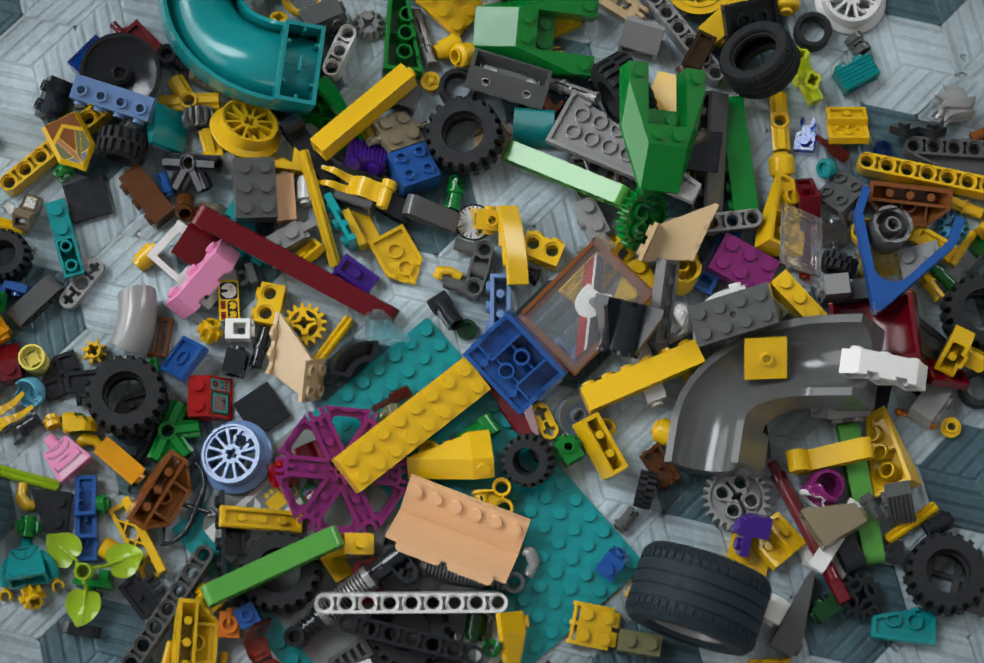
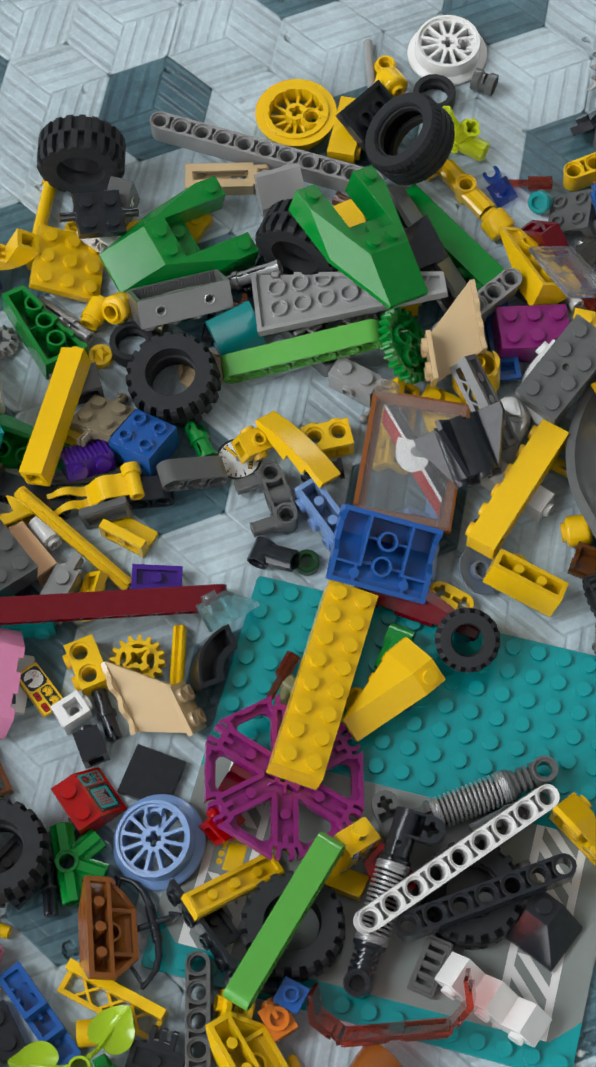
camera: 30 degrees left, 10 degrees down
(103, 503) = (47, 987): green plate -> none
(120, 461) = (36, 928): light orange brick -> none
(184, 359) = (34, 776): blue tile -> none
(210, 330) = (41, 731): yellow gear -> none
(249, 274) = (46, 649): dark grey tile -> none
(307, 491) = (261, 826): tile -> none
(348, 238) = (123, 548): teal wing -> none
(397, 255) = (185, 535): yellow tile -> none
(449, 271) = (243, 520): yellow arm -> none
(458, 530) = (449, 752): light nougat piece -> none
(475, 626) = (535, 843): dark green brick -> none
(491, 654) = (573, 848): green piece -> none
(492, 496) = (456, 706): yellow piece -> none
(533, 560) = (542, 737): light grey arm -> none
(568, 457) = (498, 606): green brick -> none
(699, 50) = (343, 166): dark brown tile -> none
(847, 125) = (529, 155): yellow slope -> none
(855, 74) = (502, 107): teal brick -> none
(883, 145) = (576, 151): clear blue plate -> none

